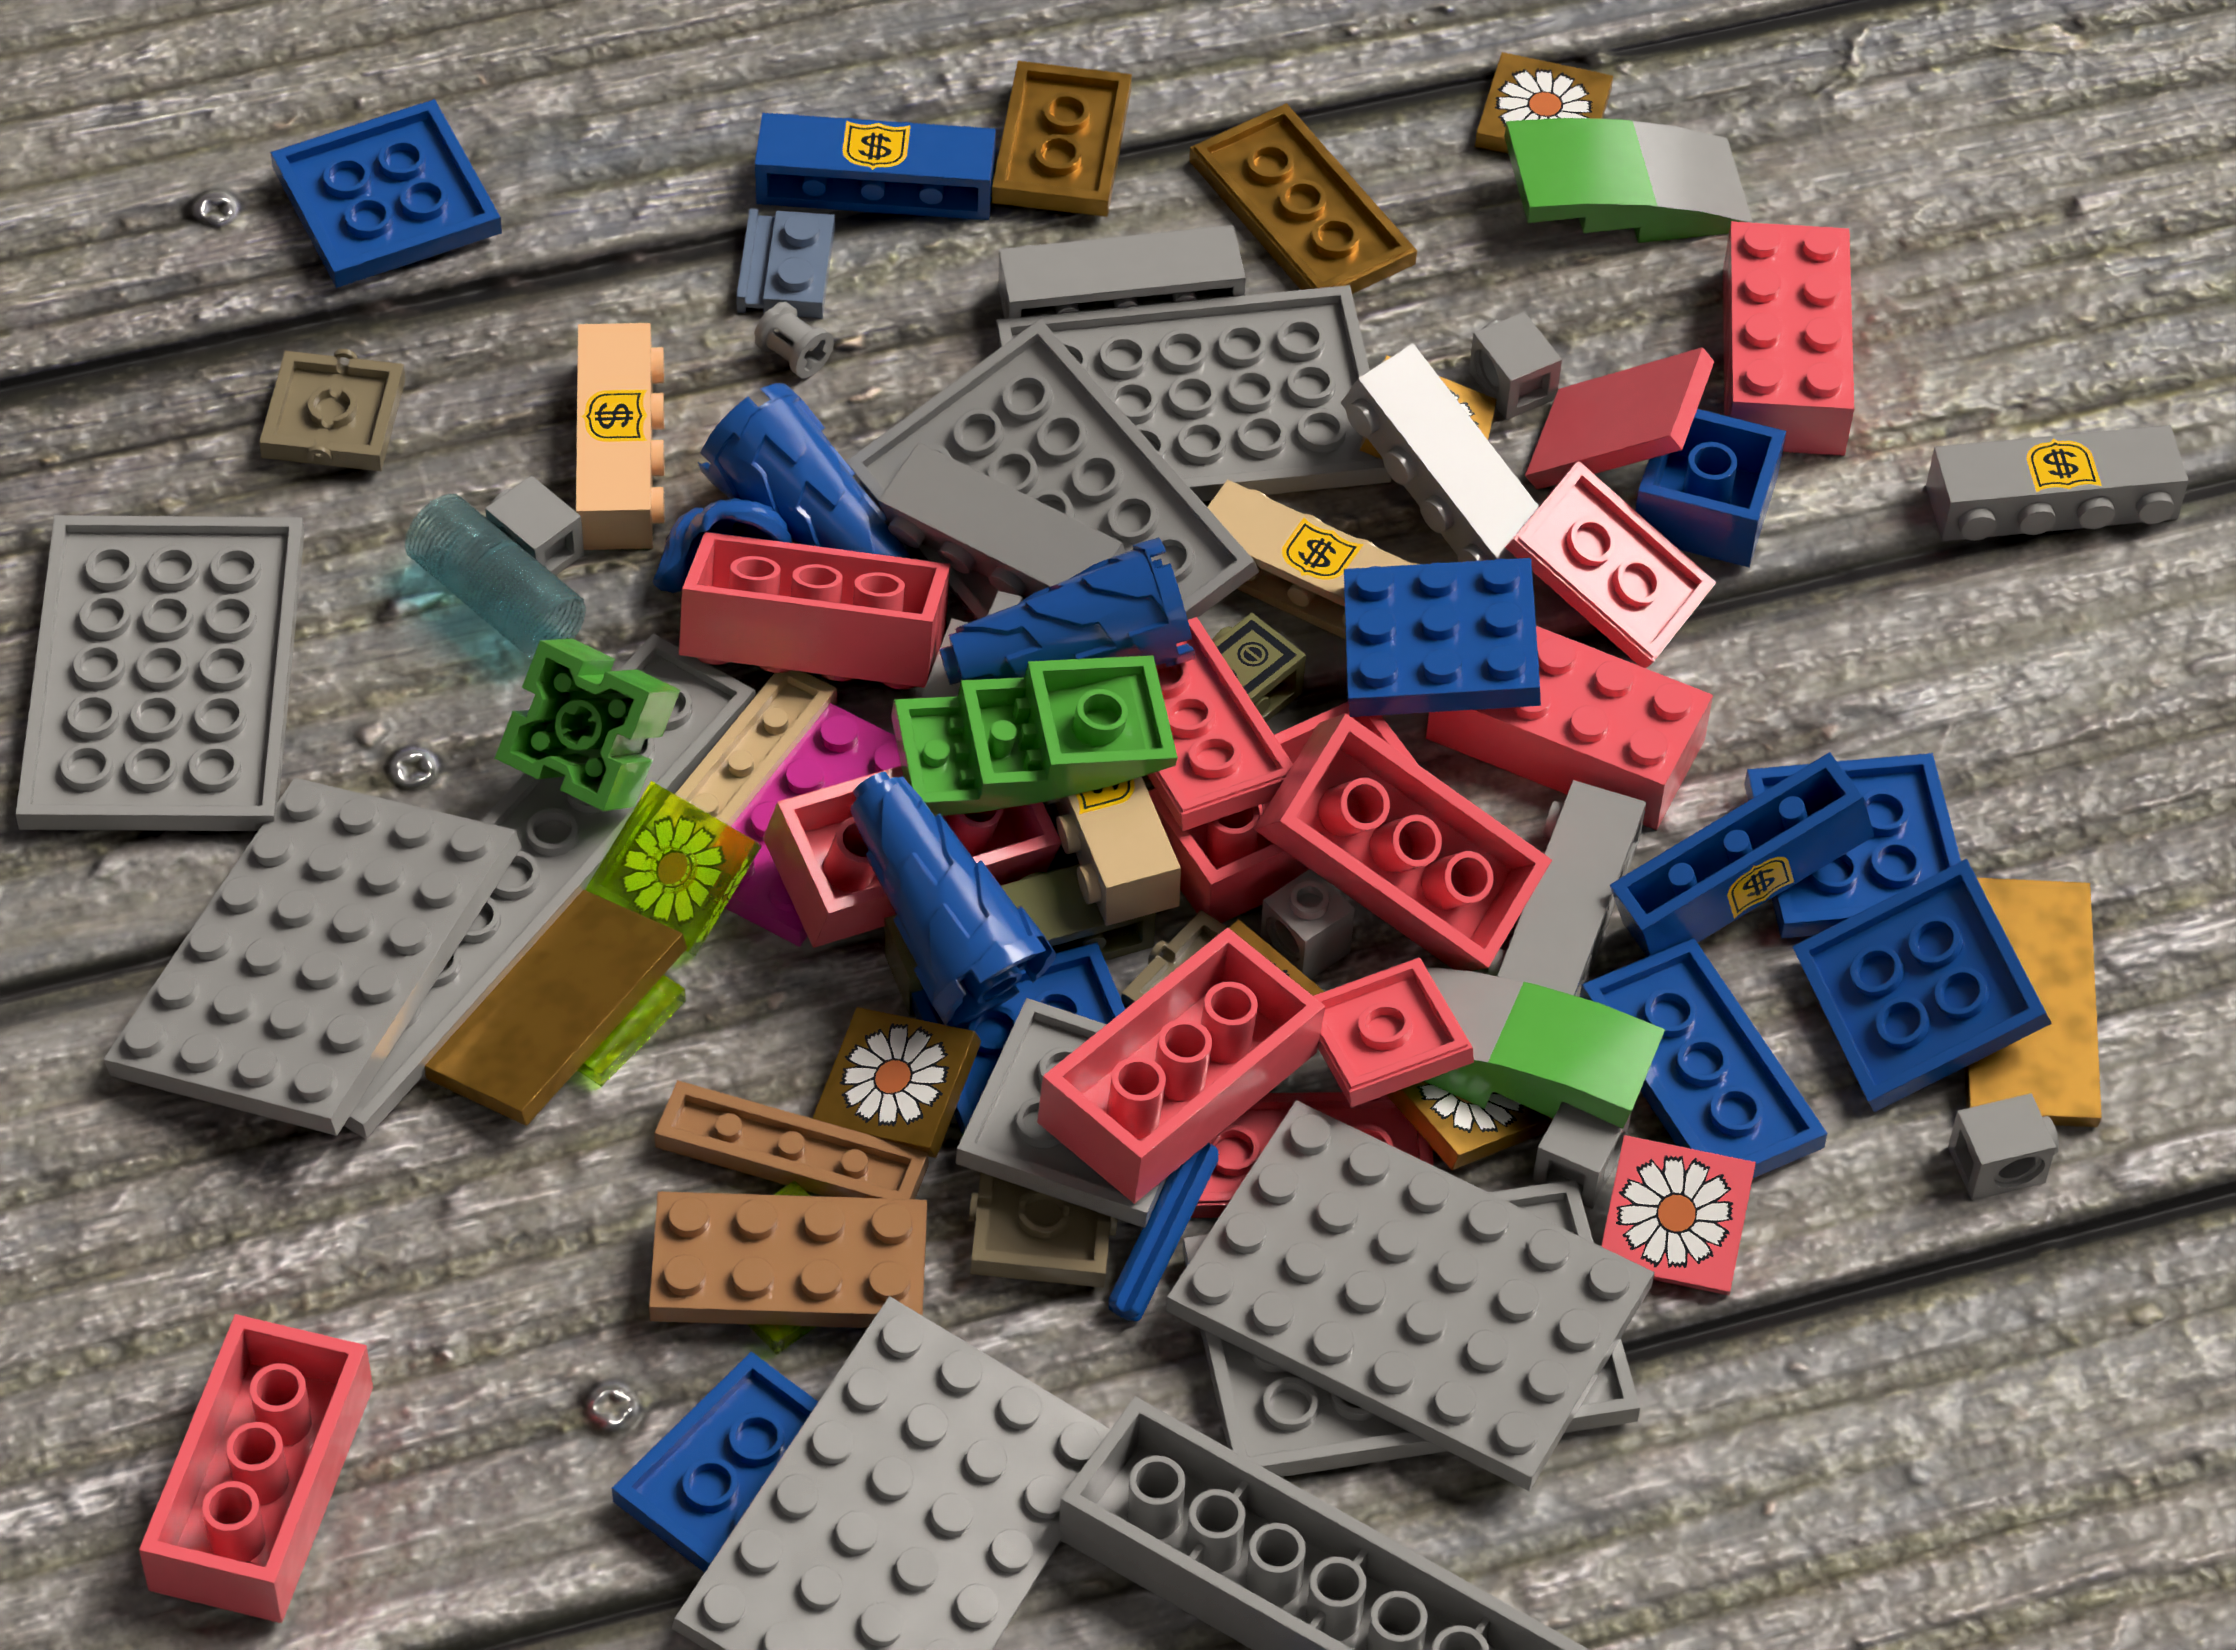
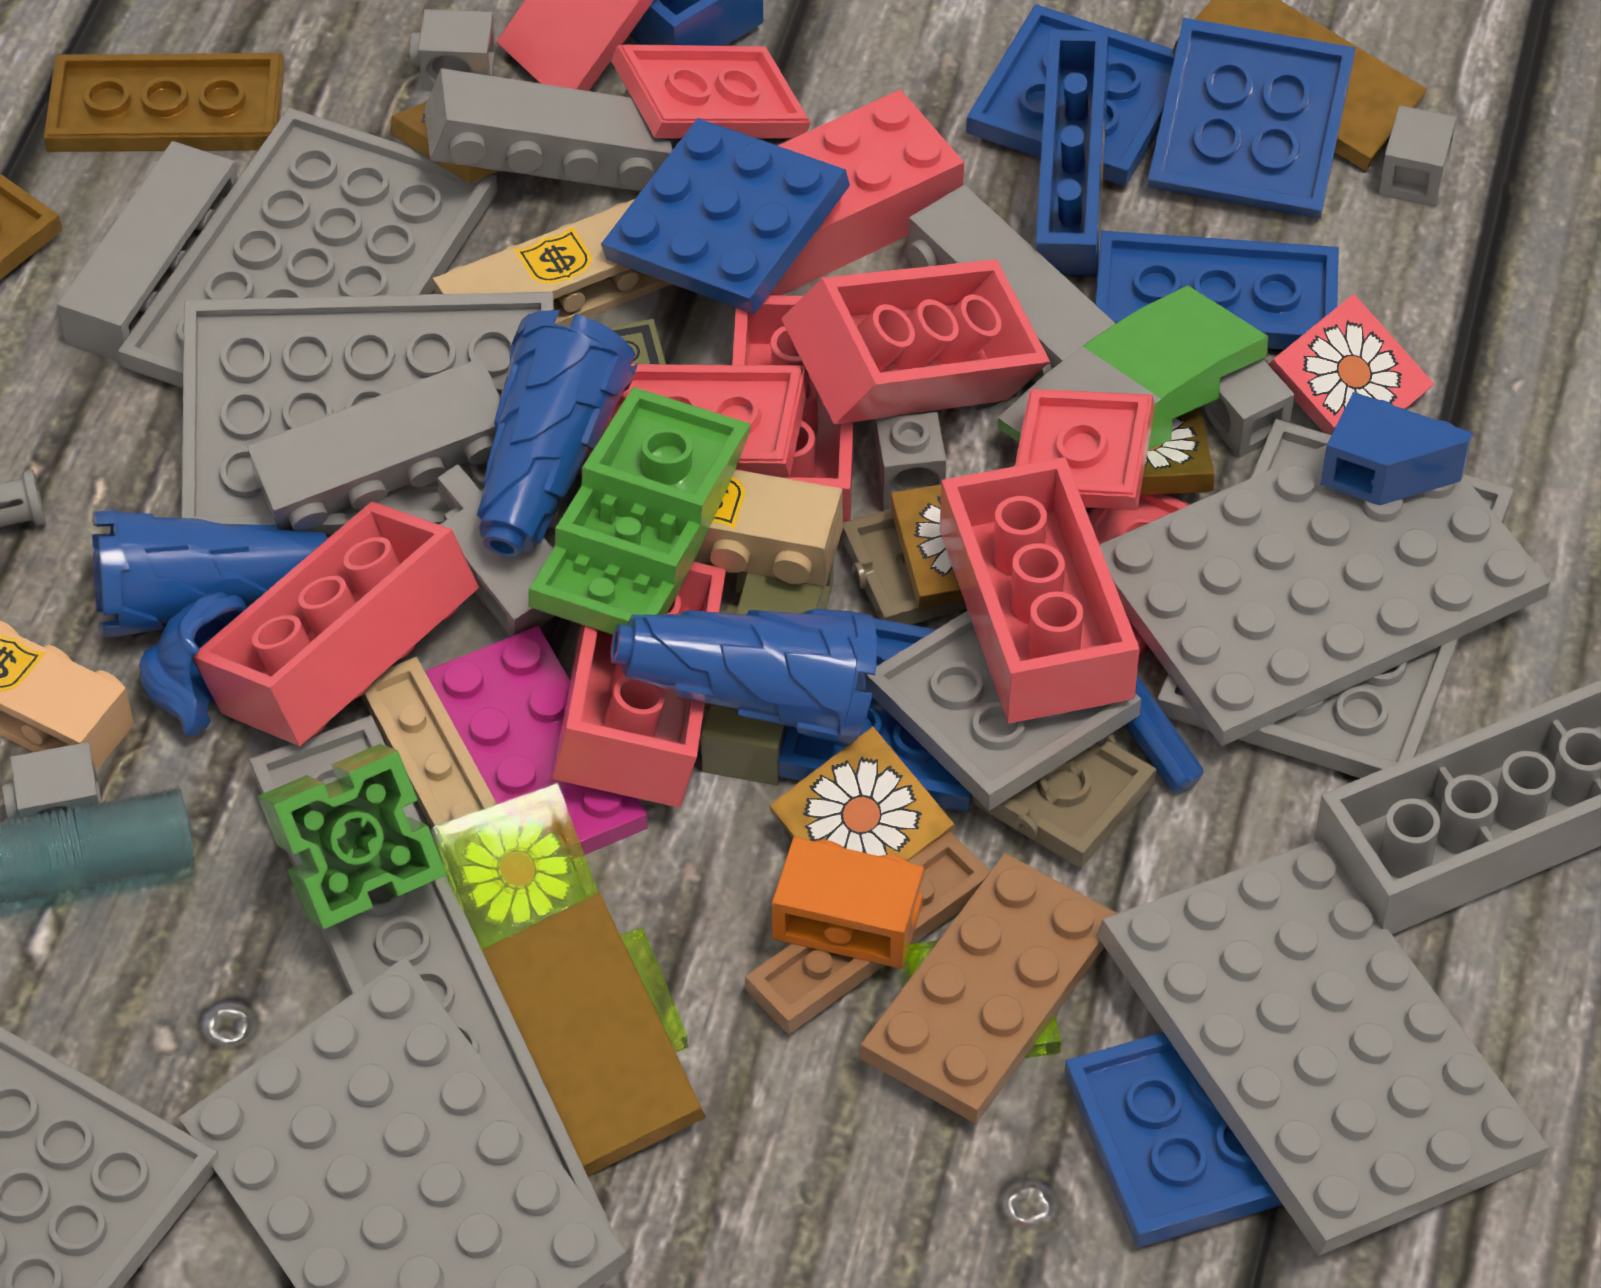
camera: 55 degrees left, 0 degrees up
(785, 1105) = (847, 902): none -> orange brick
(1553, 1264) = (1392, 452): none -> blue slope

